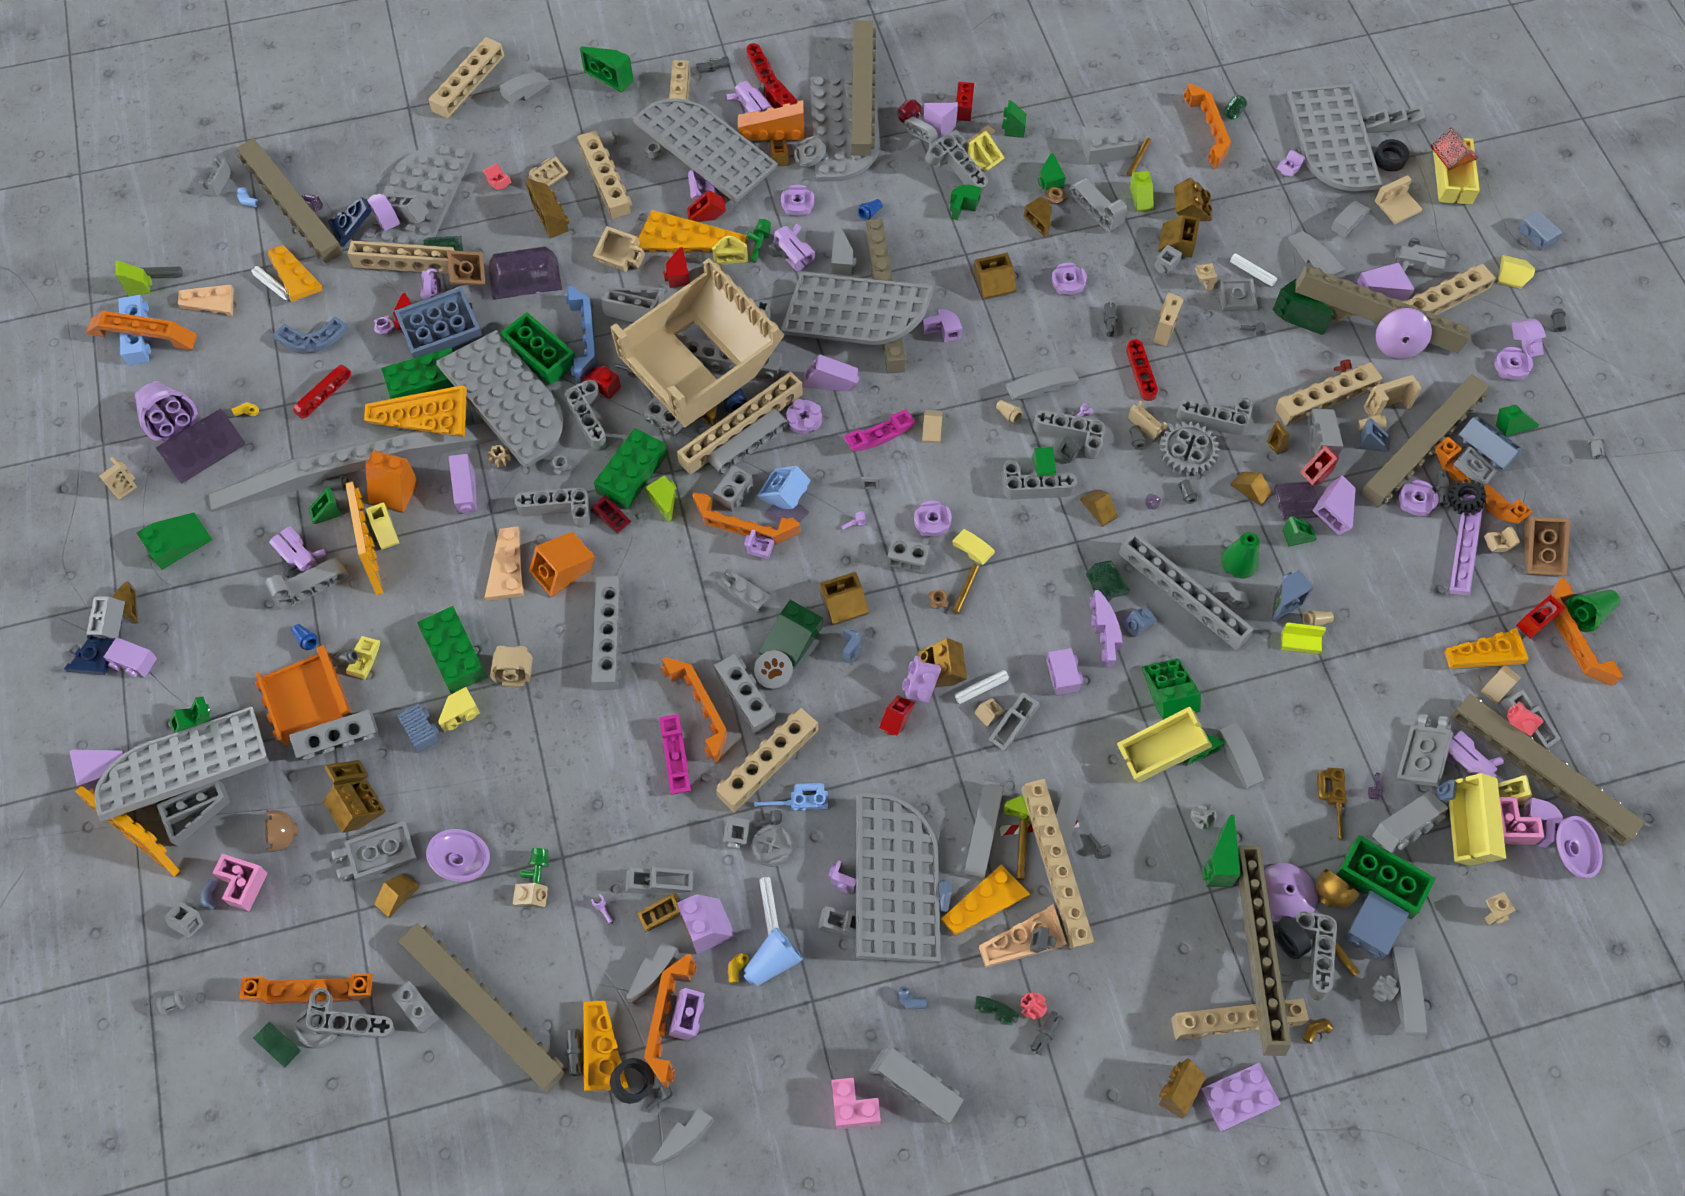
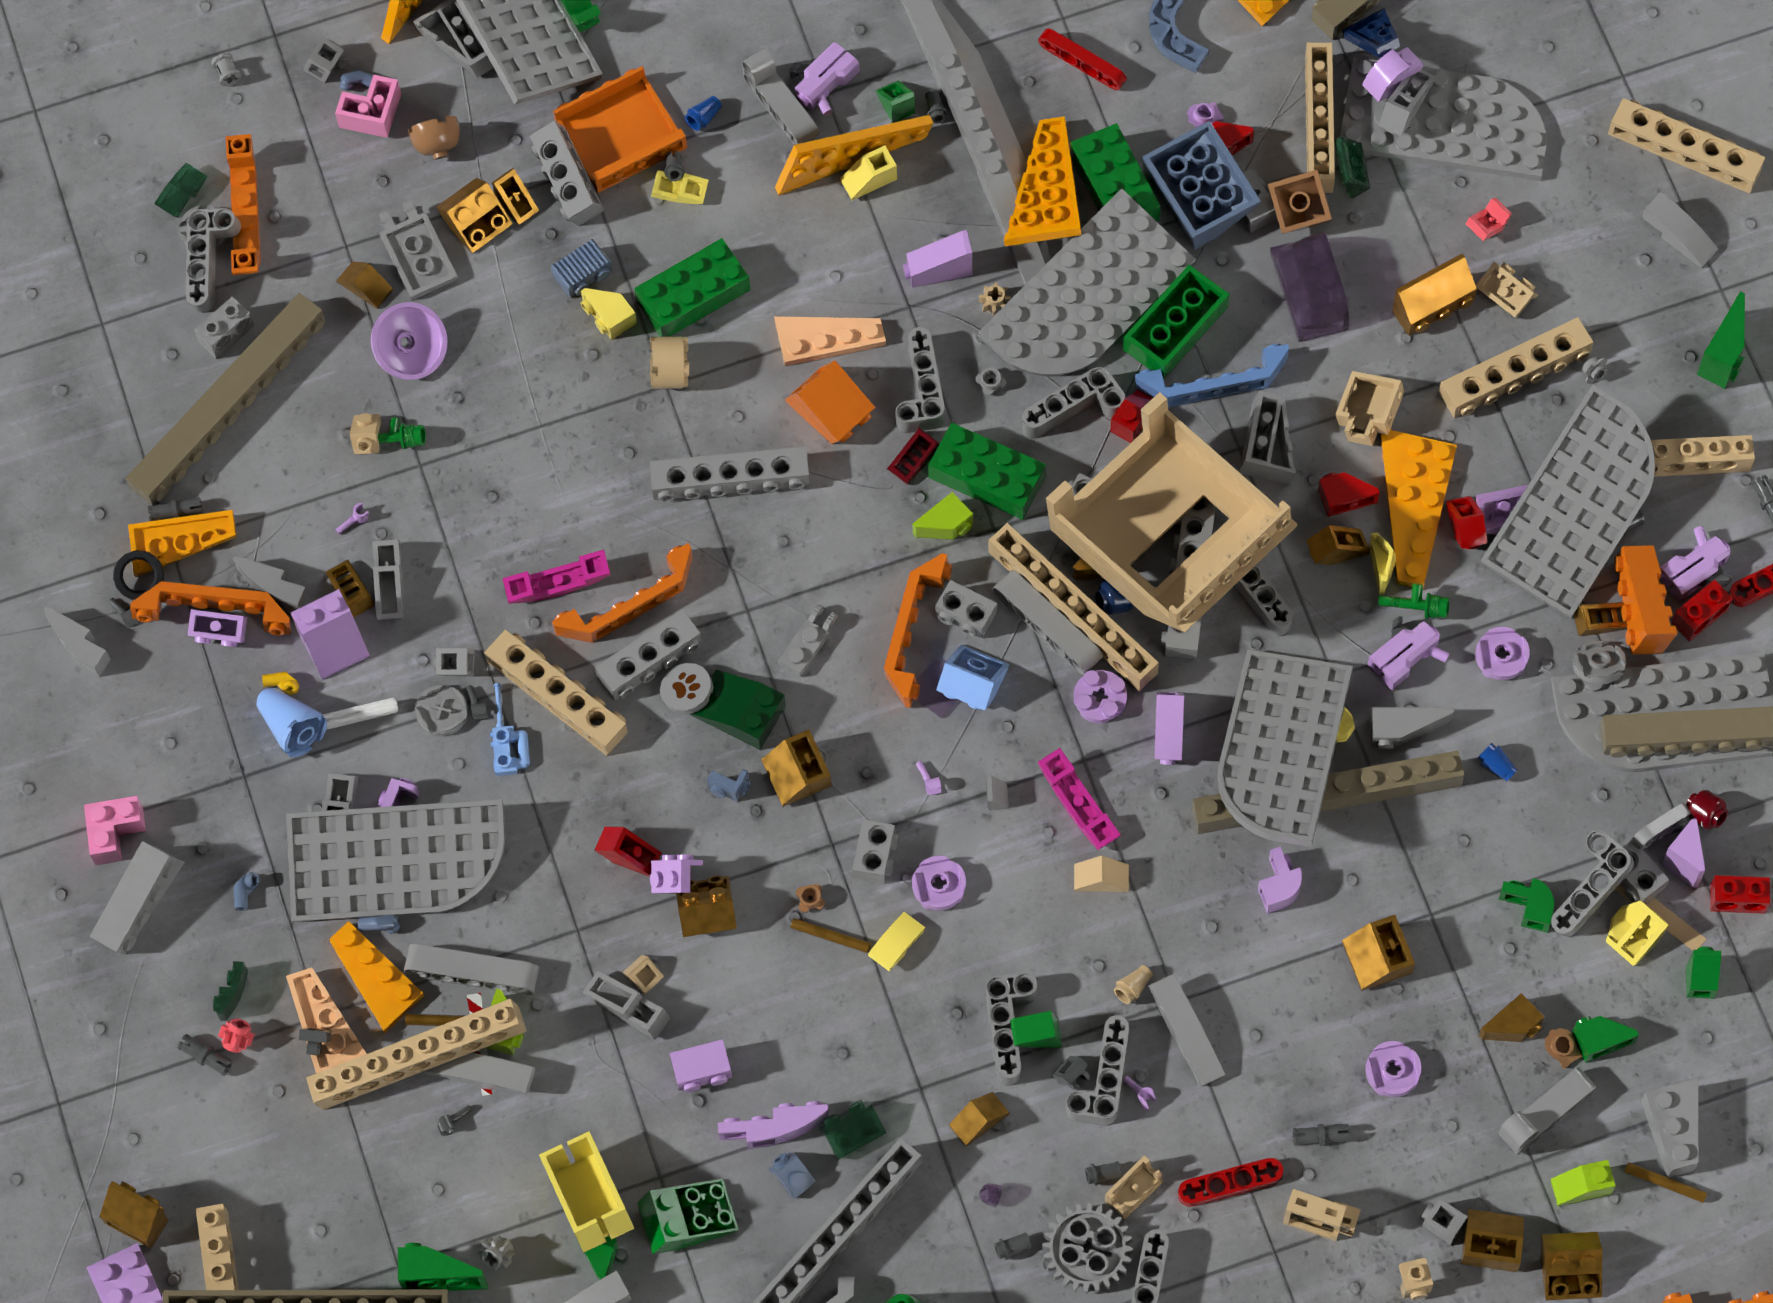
camera: 90 degrees right, 5 degrees up
(389, 481) = (935, 169): orange slope -> none
(431, 283) = (1269, 161): lavender plate -> none
(758, 545) = (875, 651): lavender bracket -> none
(982, 686) = (678, 961): white axle -> none

